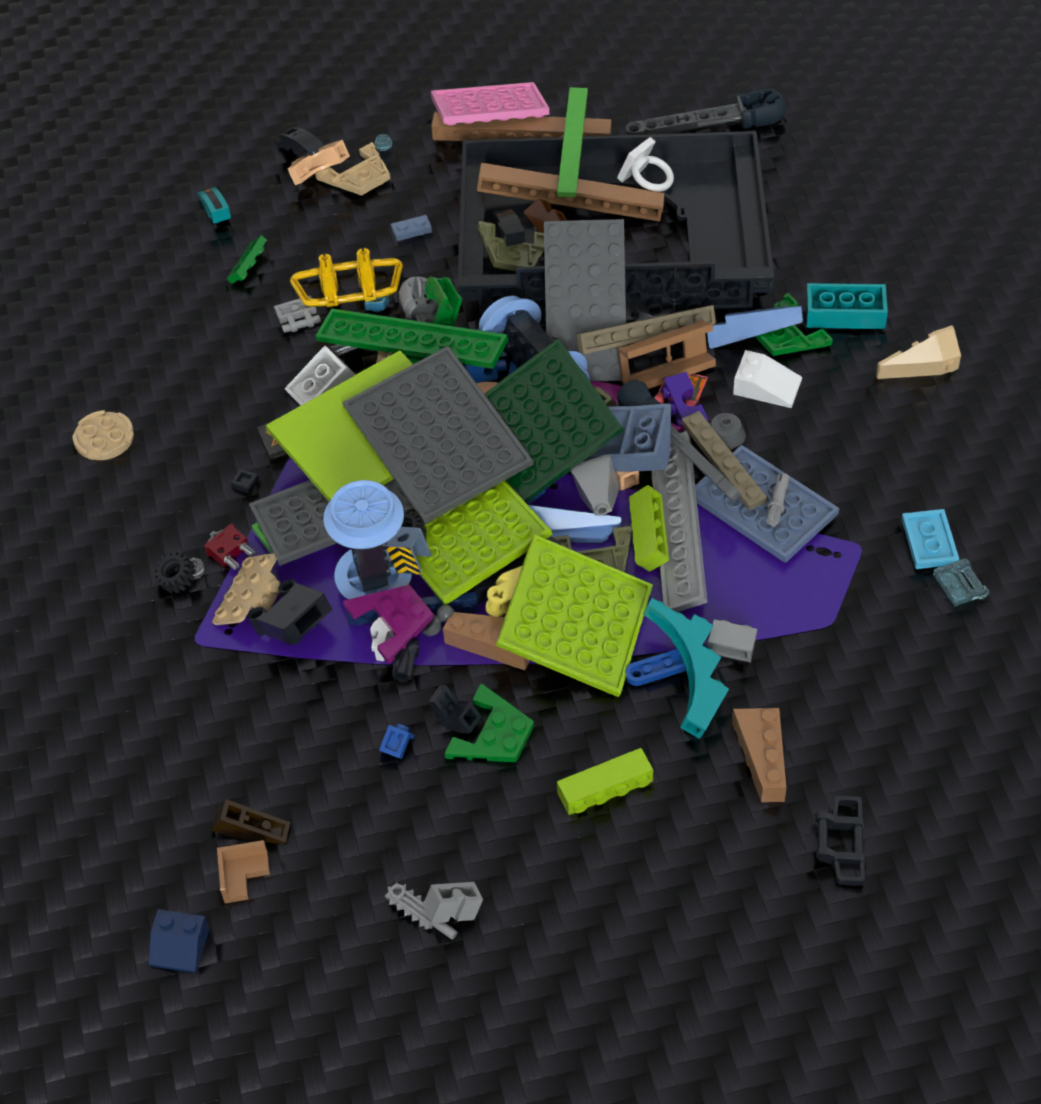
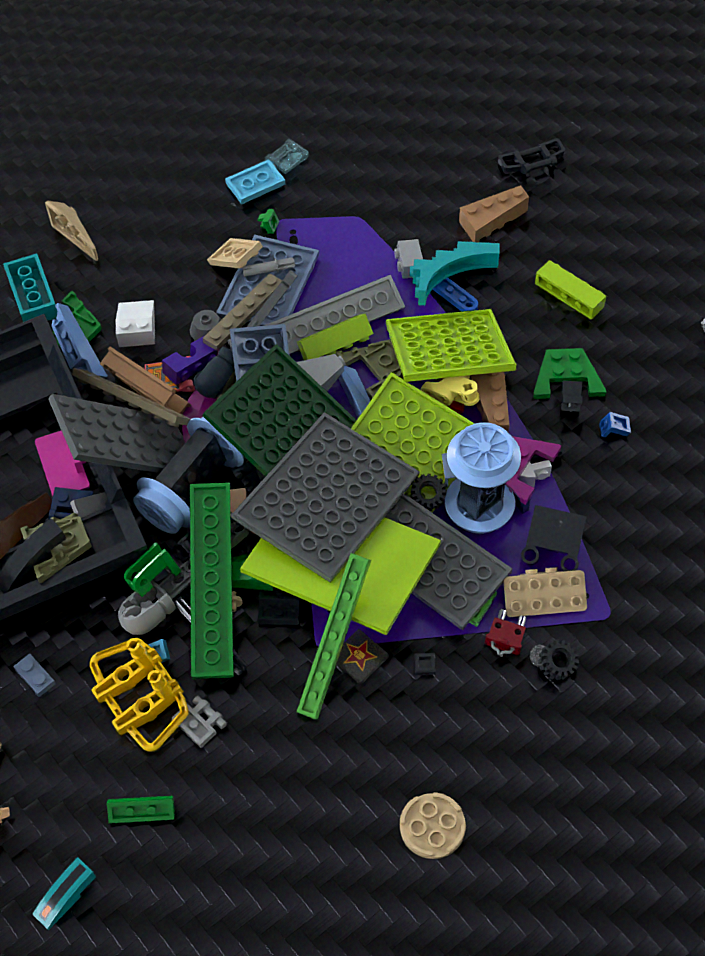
camera: 115 degrees left, 5 degrees up
(294, 396) = (334, 636): none -> bright green tile
(319, 376) = (280, 653): white slope -> none
(813, 477) = (235, 253): none -> tan plate
(855, 530) = (269, 221): none -> green tile

